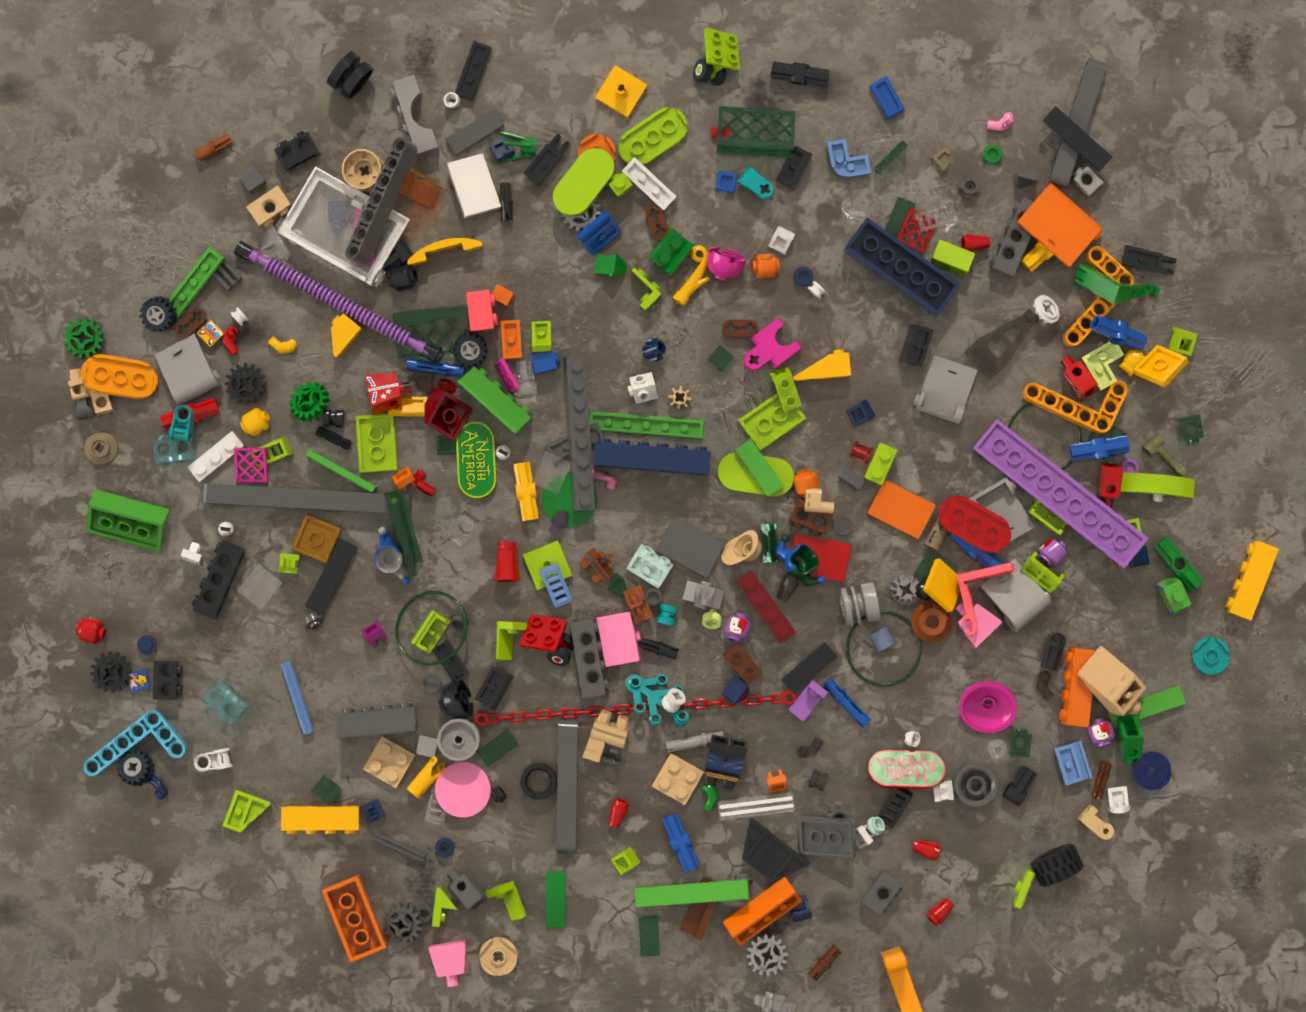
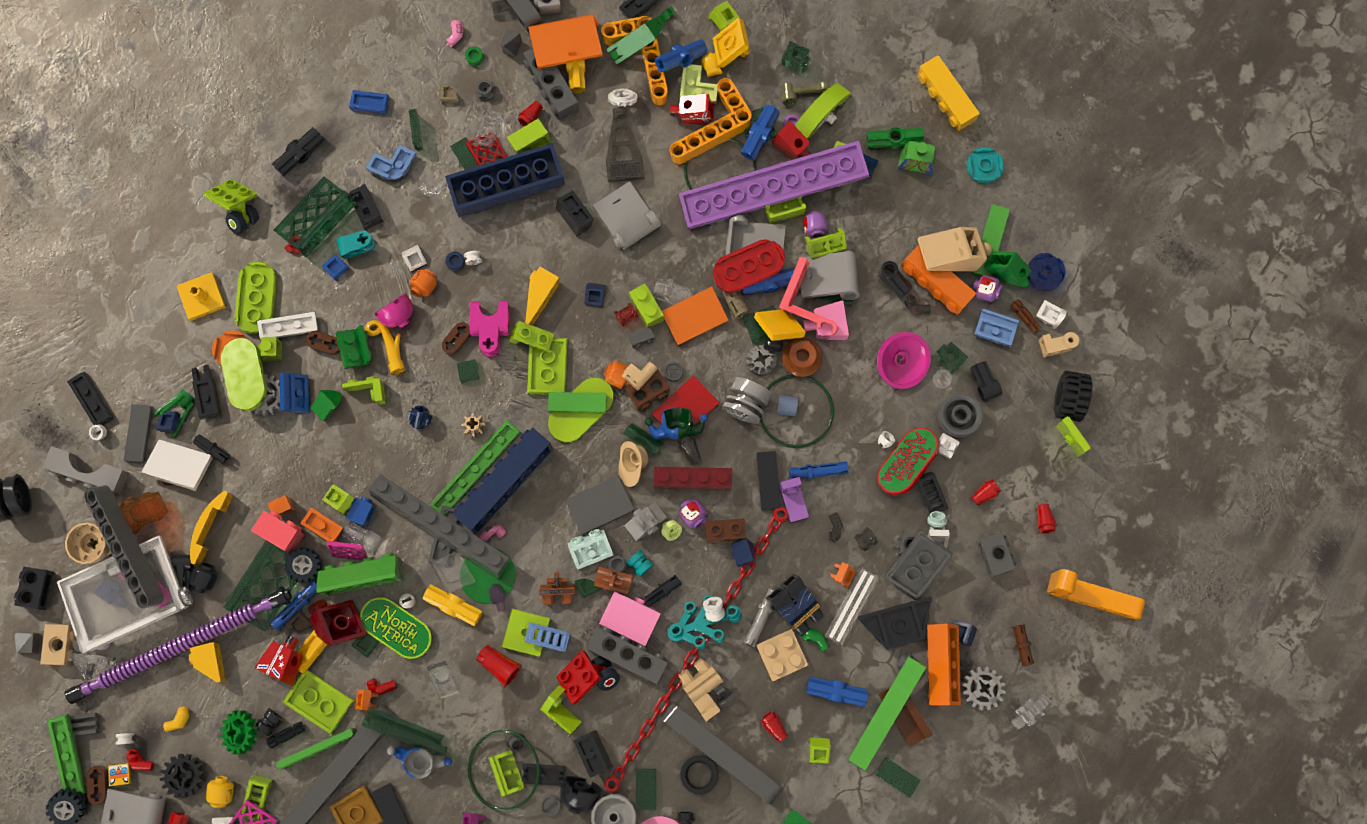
camera: 50 degrees left, 10 degrees down
(642, 388) = (442, 448): white brick -> none

